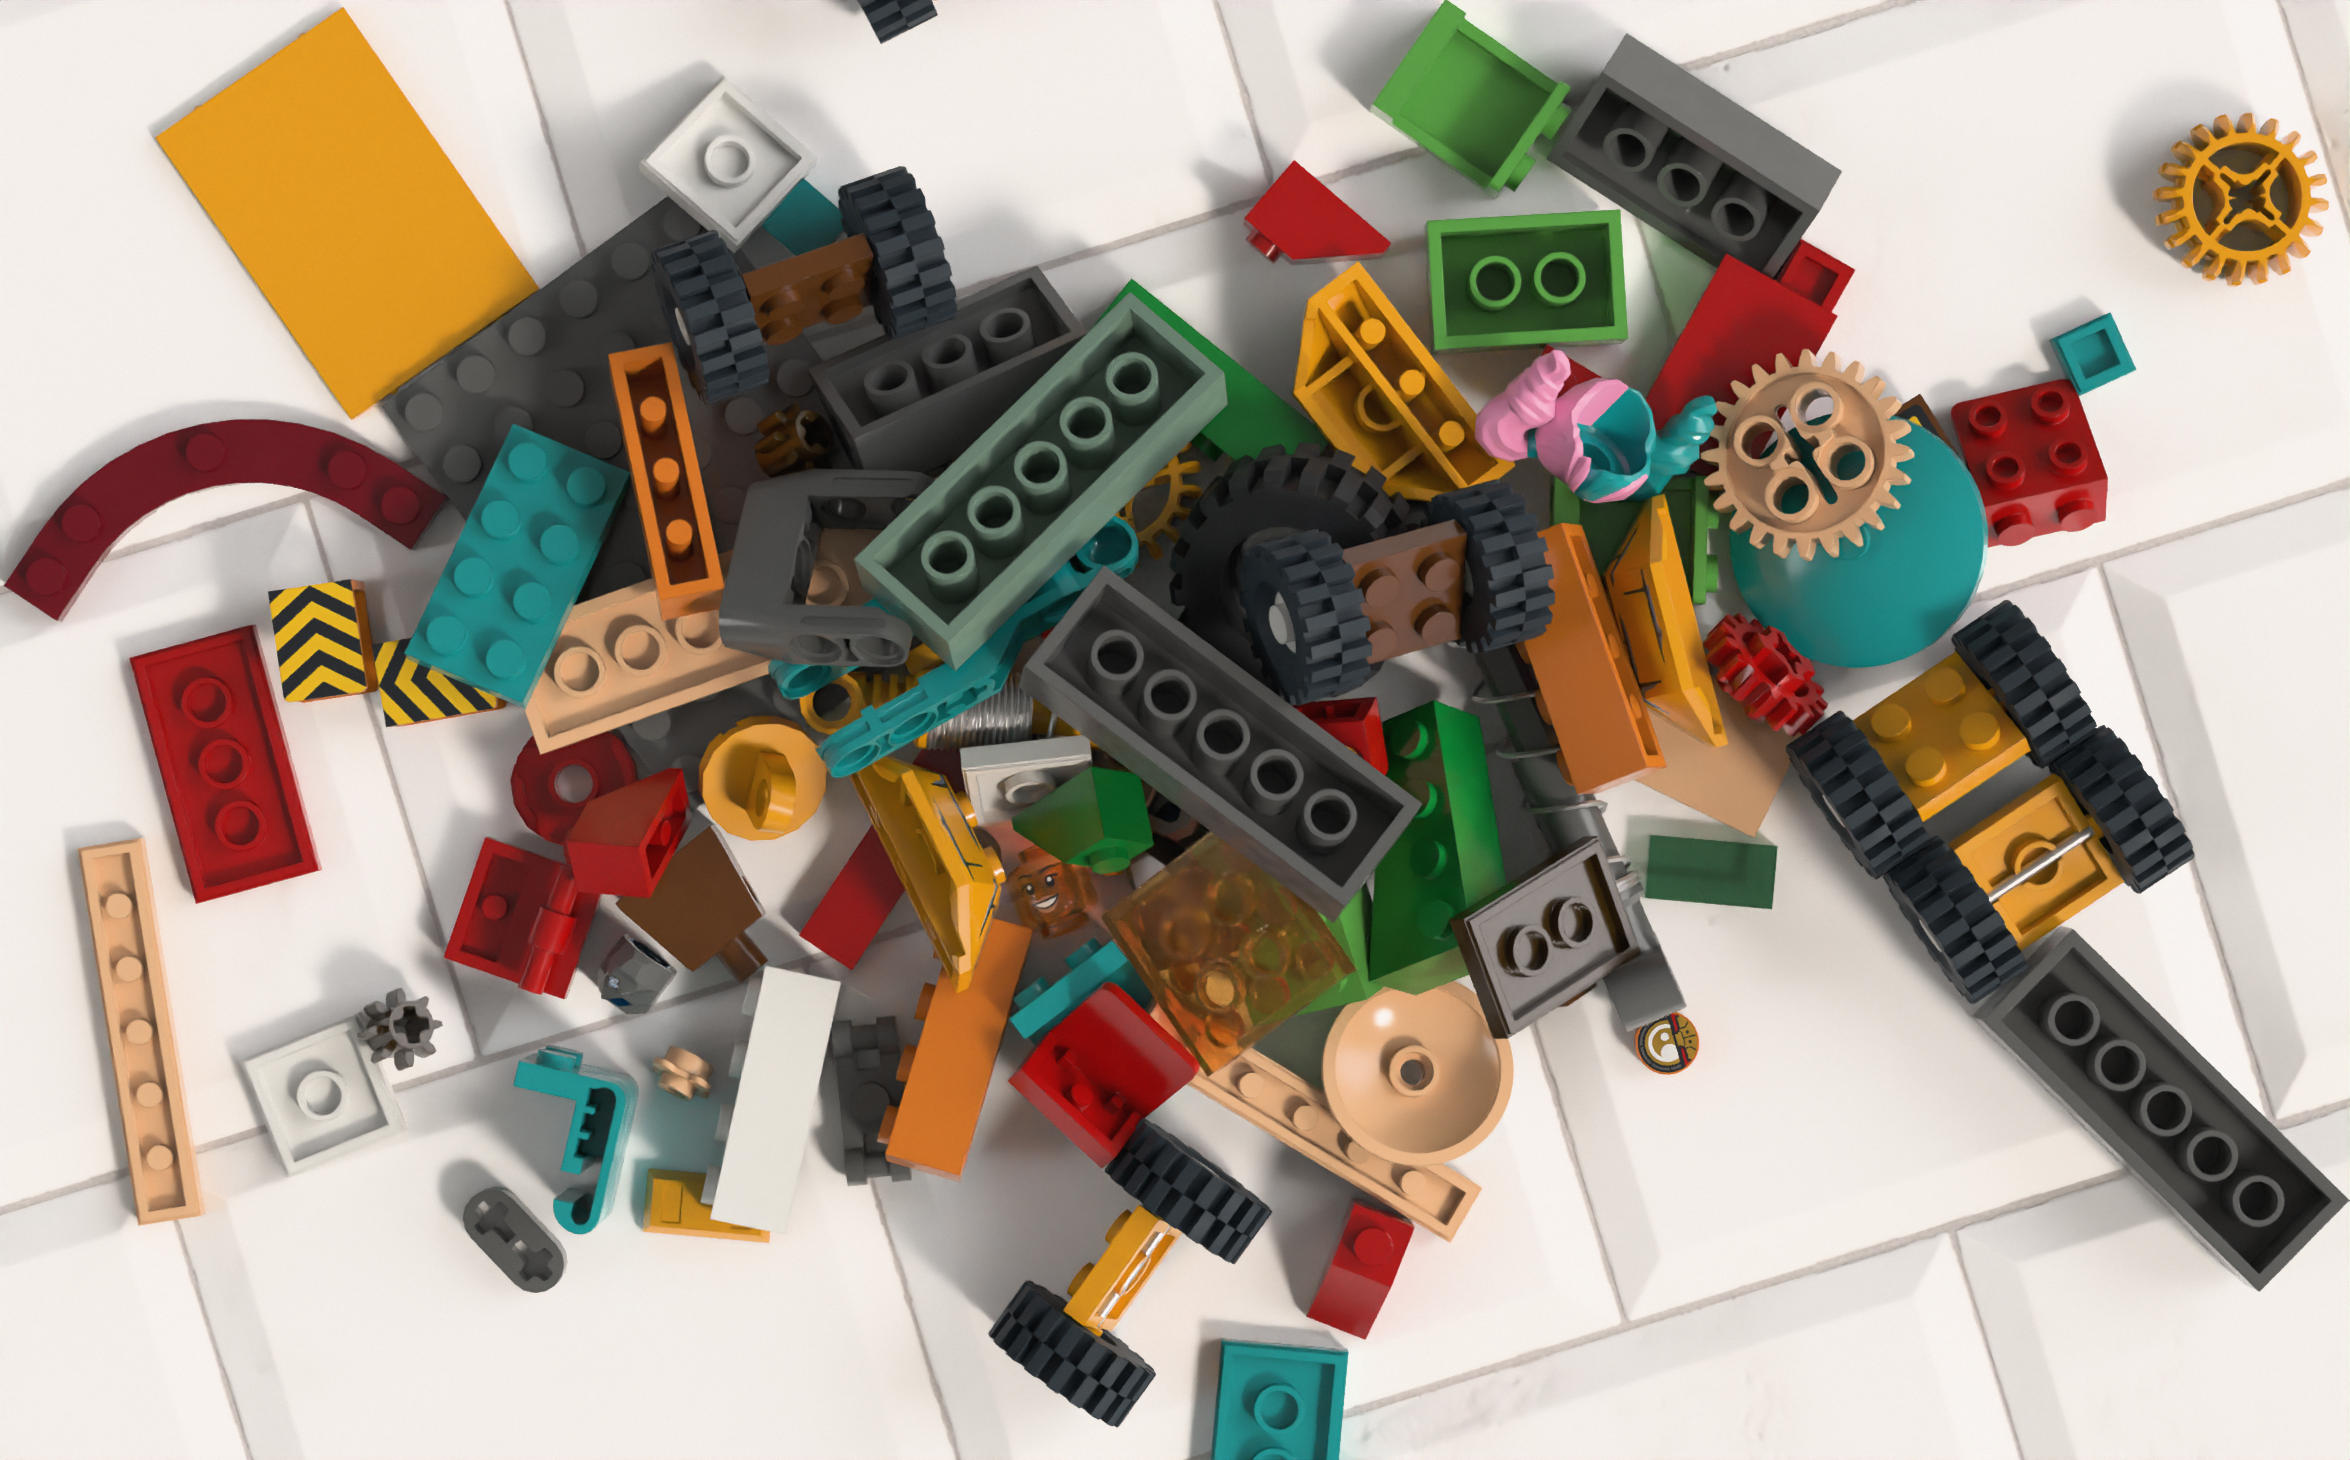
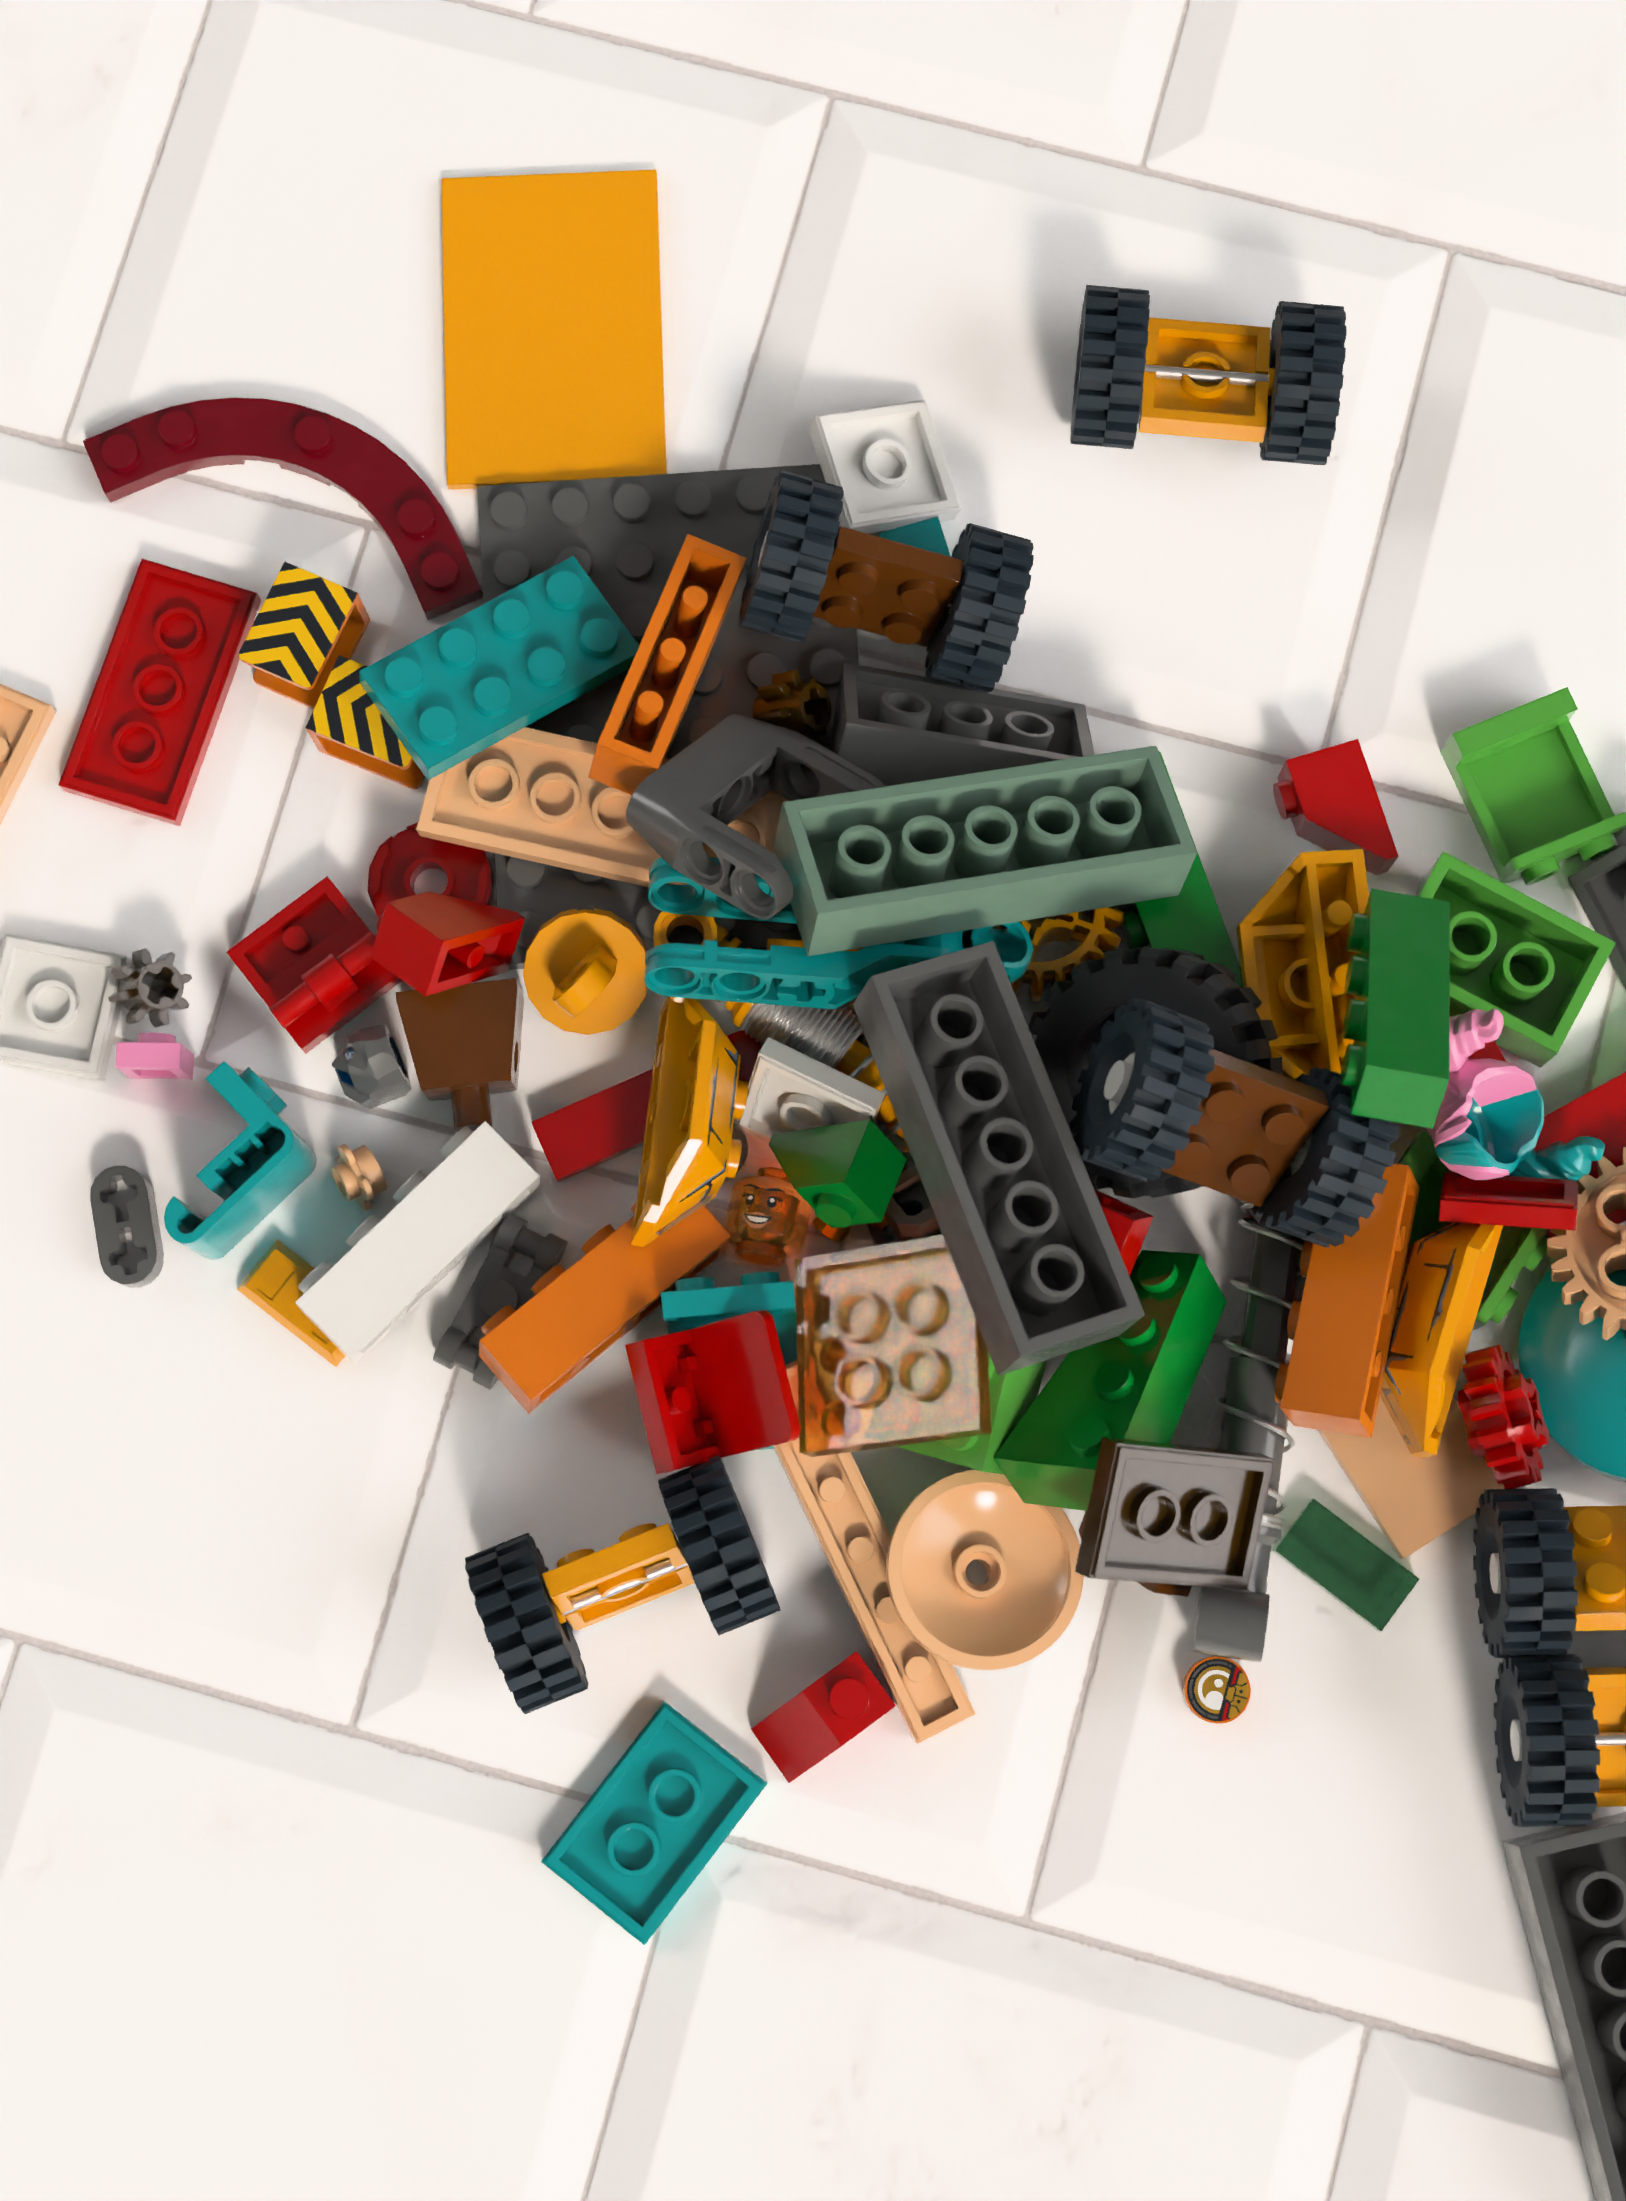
camera: 35 degrees right, 10 degrees down
(443, 1083) = (154, 1057): none -> bright pink plate
(1473, 402) = (1398, 1008): none -> green brick
(1665, 497) = (1510, 1201): none -> red tile

